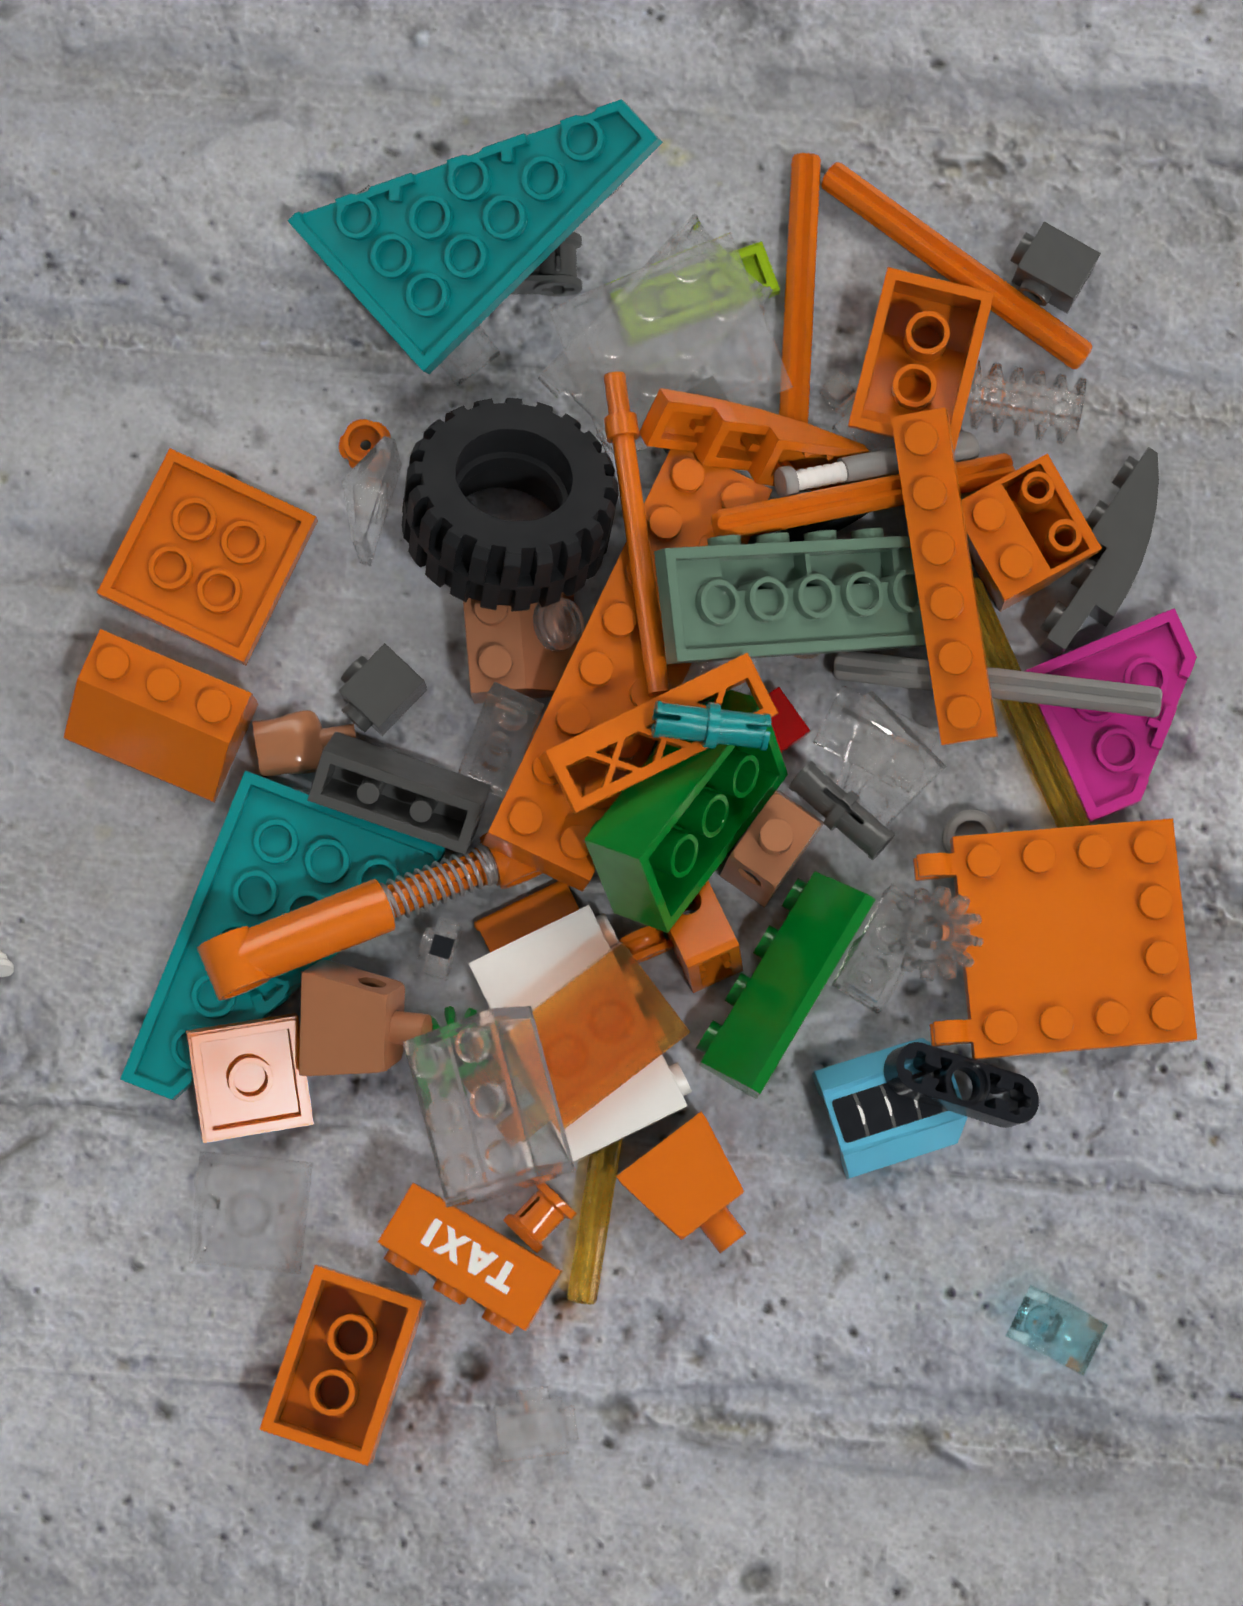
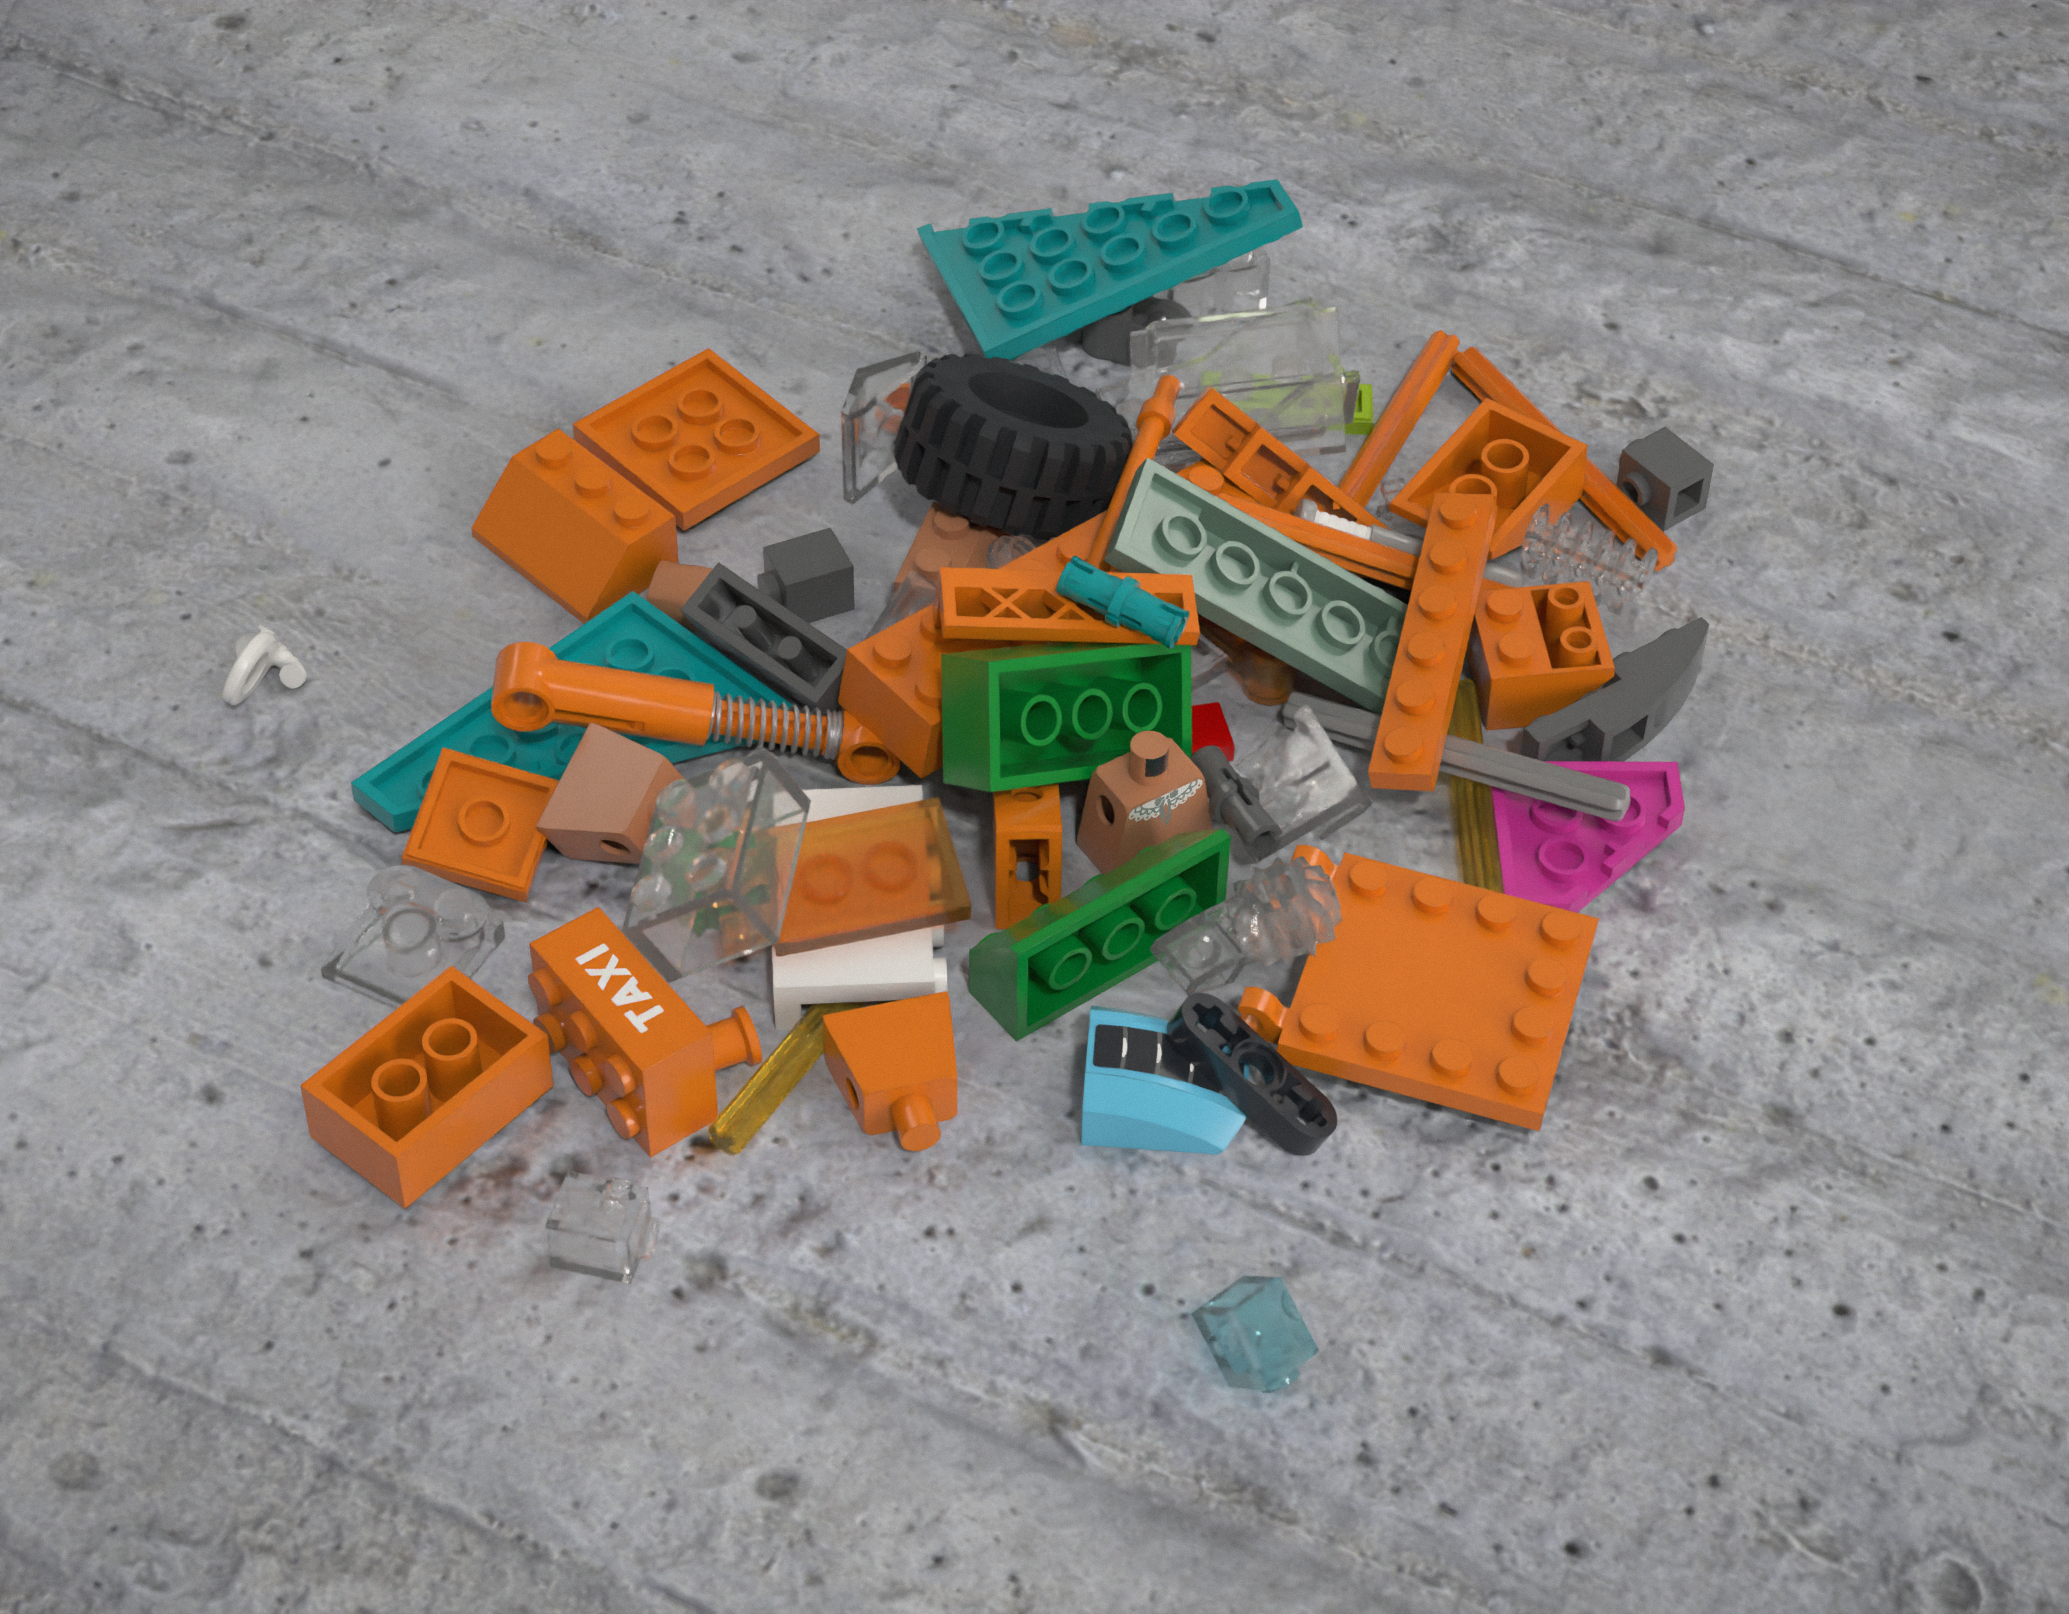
camera: 20 degrees right, 35 degrees down
(646, 943) = (974, 853): orange bush -> none

